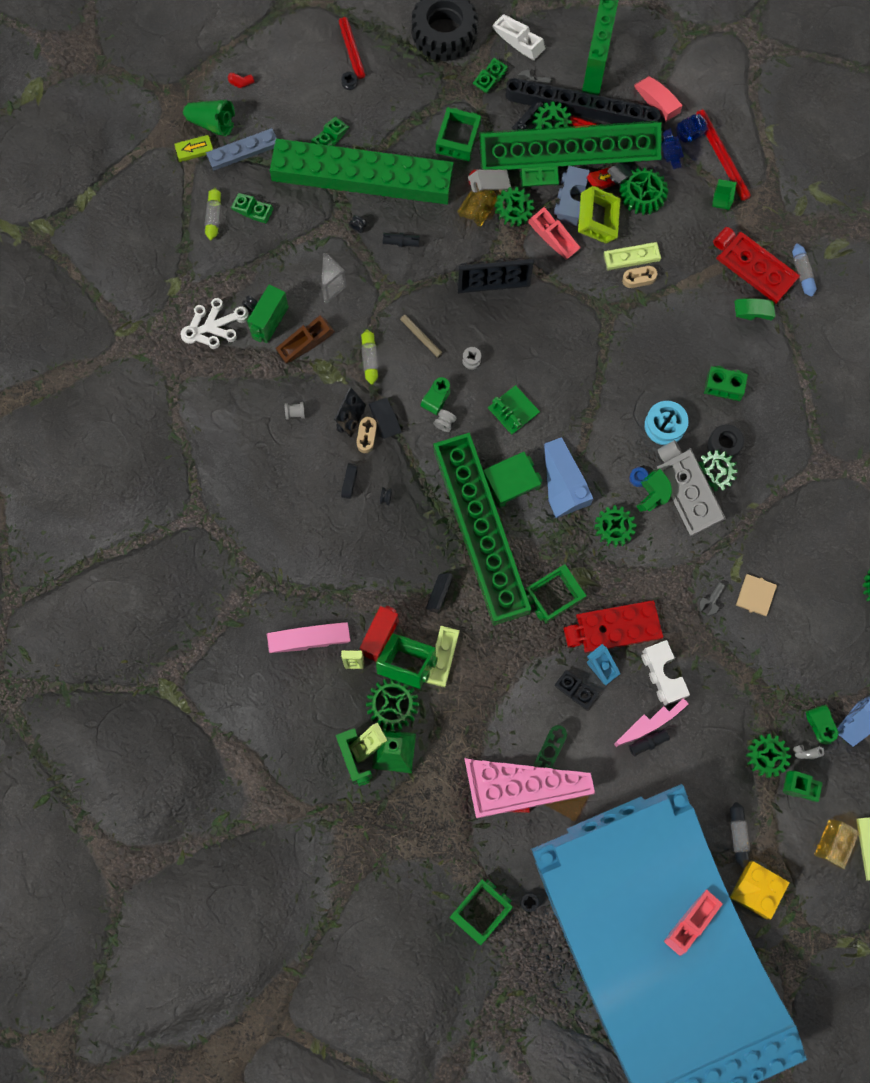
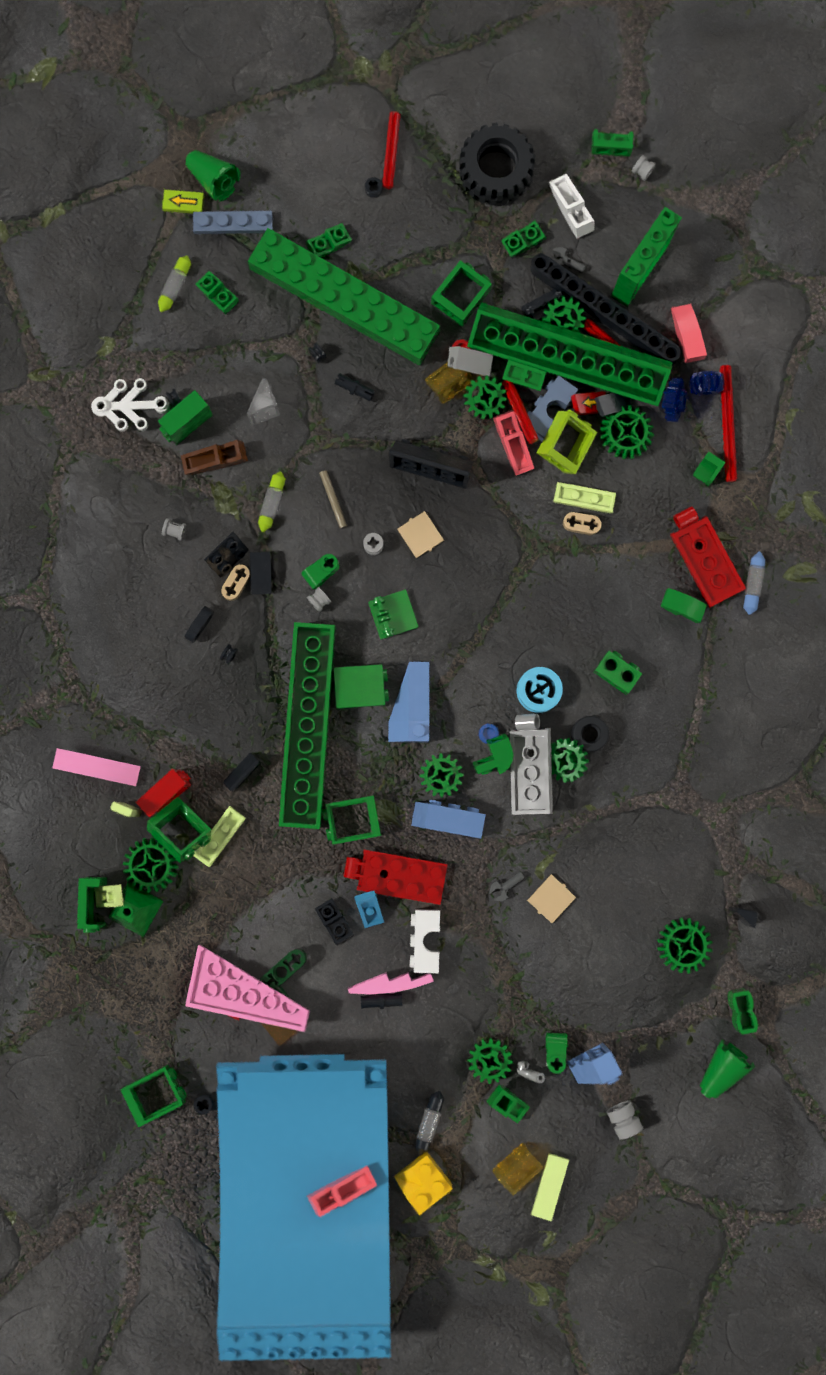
camera: 20 degrees right, 10 degrees up
(238, 81) = (258, 144): red arm -> none
(507, 337) = (420, 534): none -> tan piece
(550, 205) = (520, 412): none -> red axle
(637, 559) = (448, 819): none -> medium blue wedge

